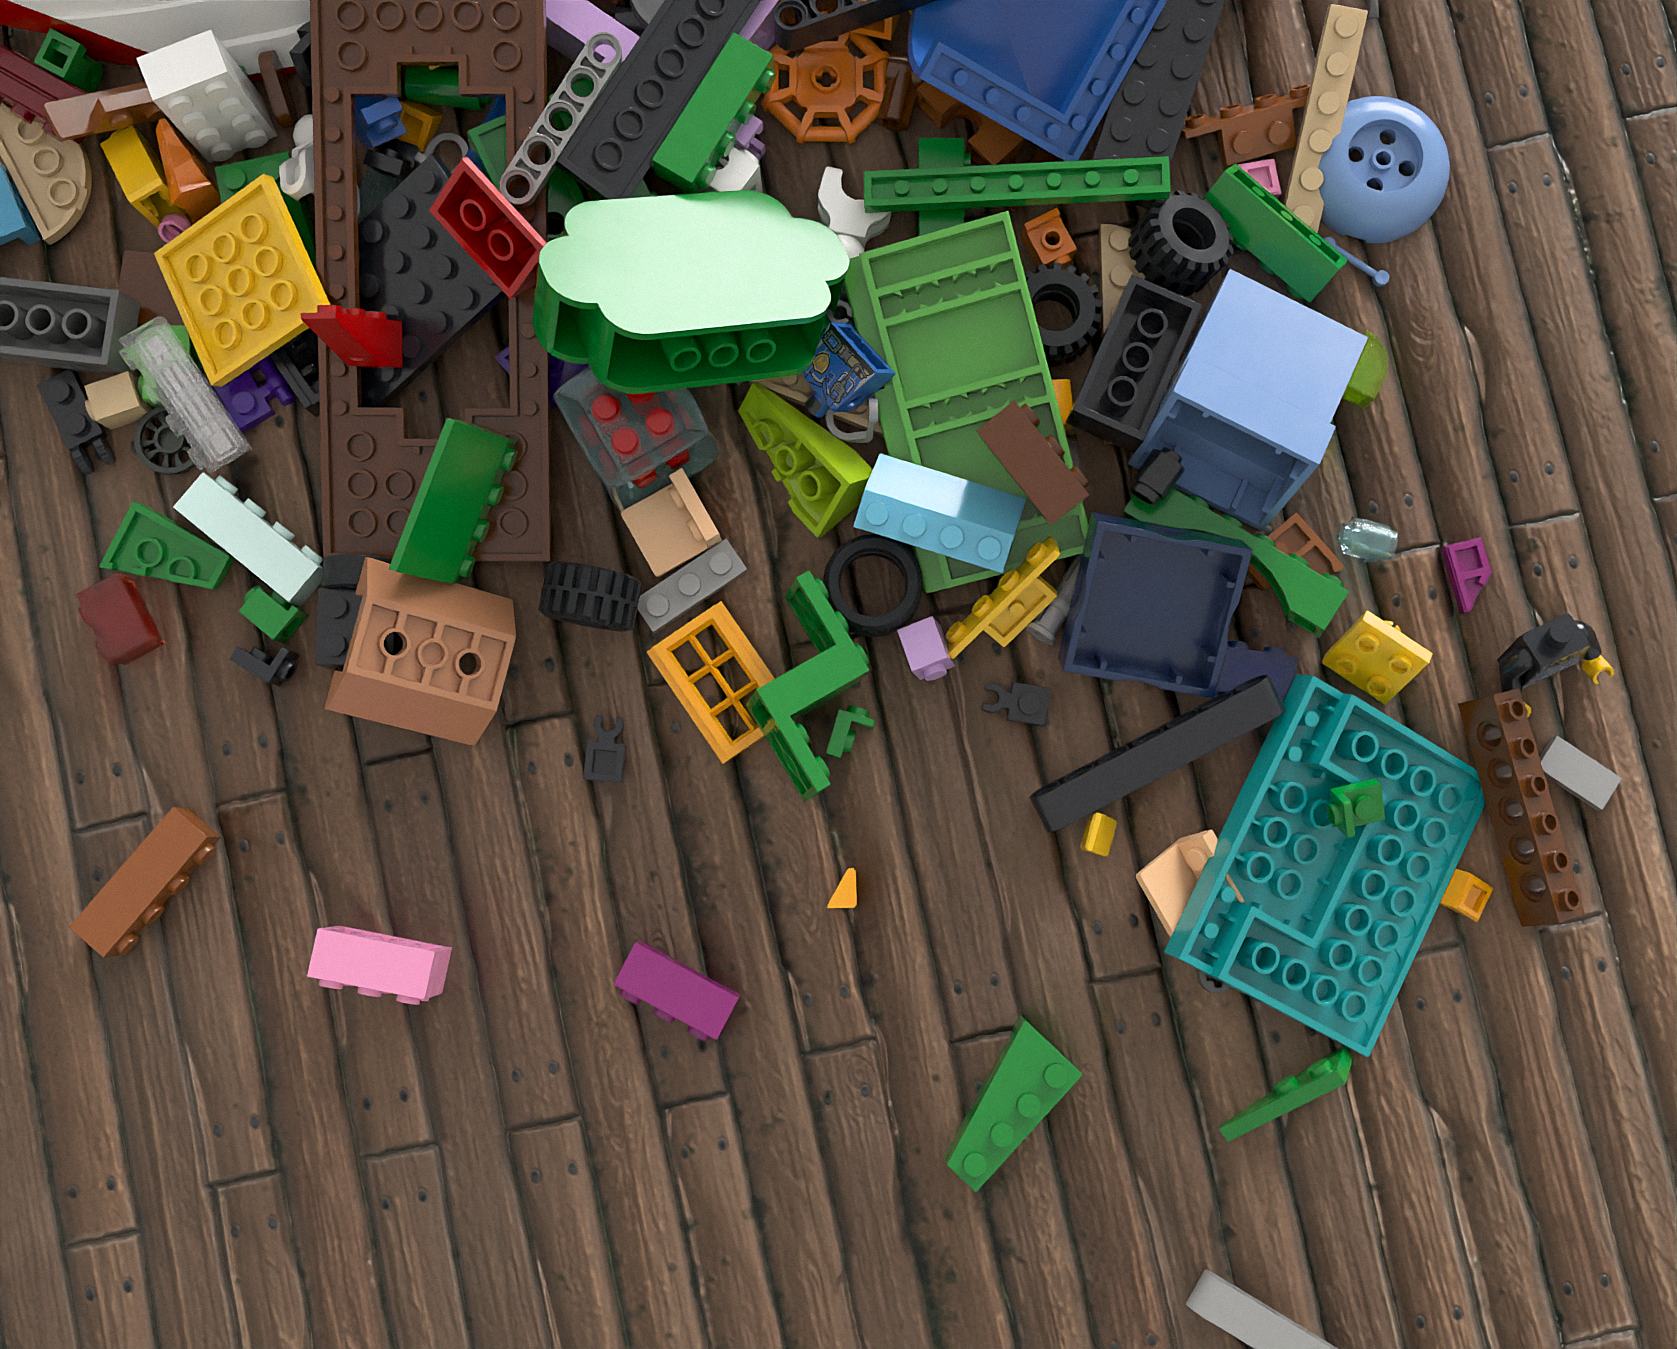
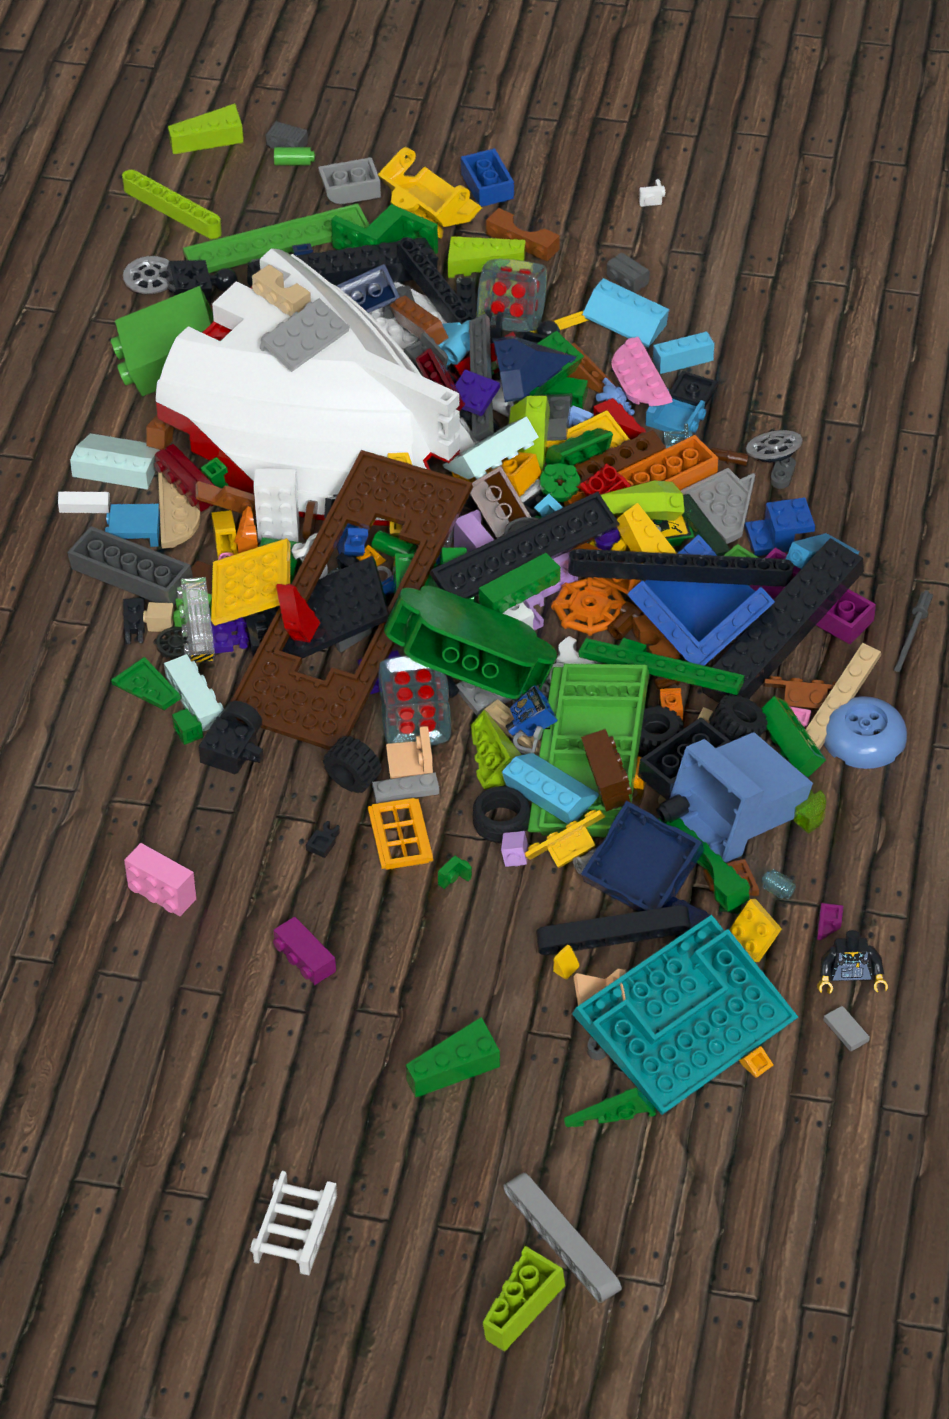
camera: 25 degrees right, 35 degrees down
(119, 619) = (109, 703): clear red brick -> none
(145, 883) = (59, 812): dark orange brick -> none
(260, 664) = (170, 747): black bracket -> none
(423, 682) = (247, 765): nougat slope -> none
(454, 502) = (305, 694): green slope -> none
(489, 229) = (383, 582): red slope -> none
(563, 100) = (446, 548): light grey beam -> none
(808, 686) = (443, 837): green bracket -> none
(845, 892) = (415, 939): light orange slope -> none
(1024, 704) = (554, 895): black plate -> none
(1355, 806) = (706, 979): green bracket -> none
(1379, 278) = (845, 780): medium blue hinge -> none
(1521, 809) = (802, 1025): reddish brown brick -> none

